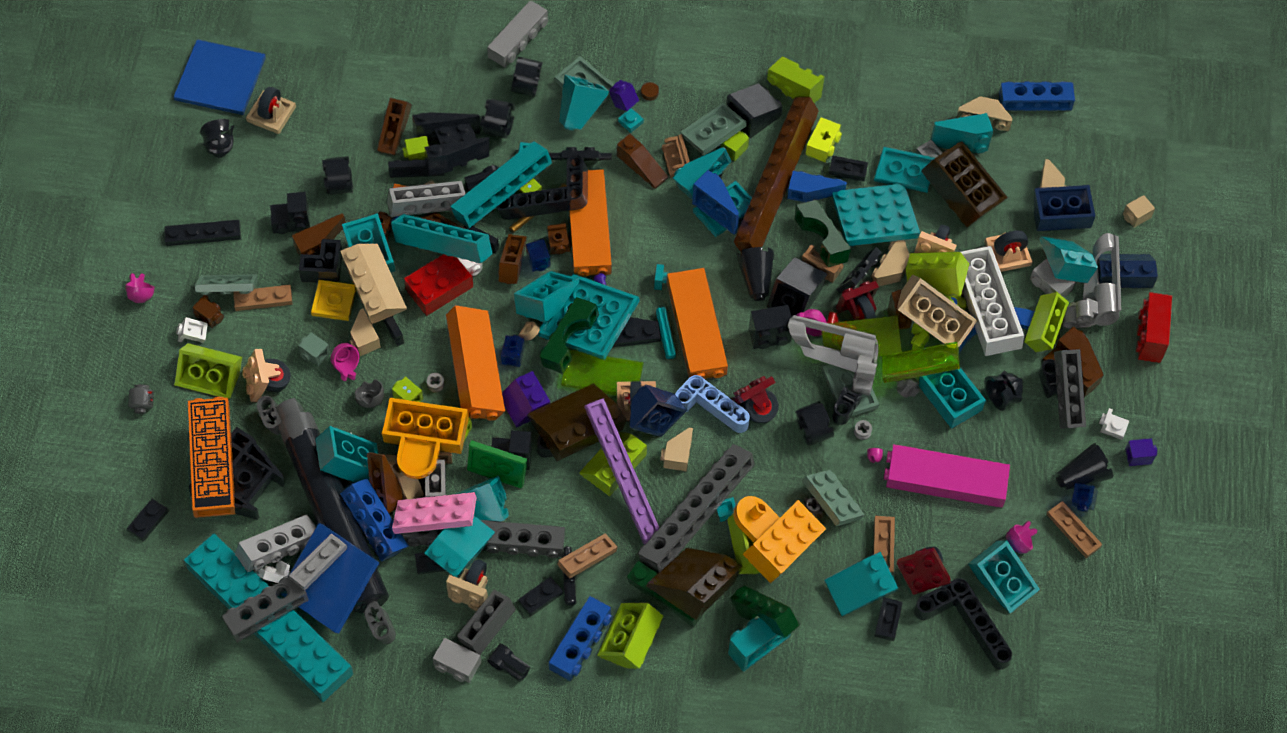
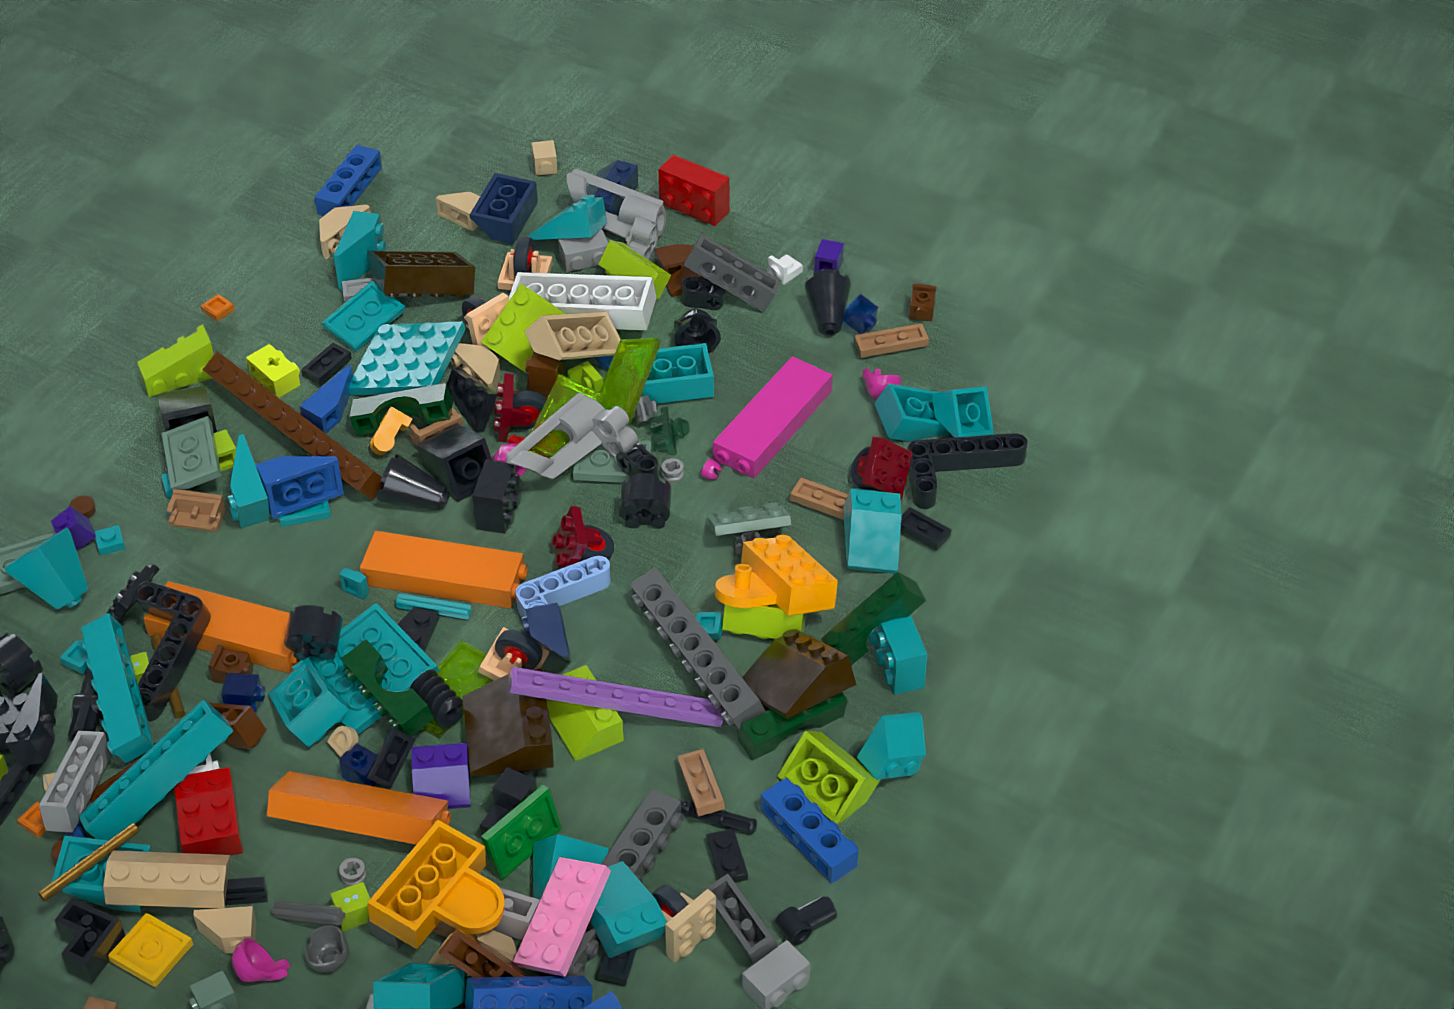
camera: 65 degrees left, 15 degrees down
(310, 239) = (39, 942): reddish brown slope -> none
(363, 235) = (88, 862): none -> pearl gold bar
(389, 371) = (308, 912): none -> dark grey axle
(520, 363) = (390, 758): none -> black slope
(579, 368) = (439, 697): none -> black piece
(590, 271) = (313, 632): none -> black brick
(641, 161) = (177, 546): reddish brown slope -> none
(663, 667) = (895, 746): none -> teal slope
(677, 451) = (606, 644): tan slope -> none
(796, 234) = (384, 436): none -> light orange leg
(869, 77) = (217, 307): none -> orange tile
(896, 413) = (670, 429): none -> clear green hips
(1016, 607) = (964, 411): none -> teal slope
(1124, 543) = (922, 302): none -> reddish brown brick

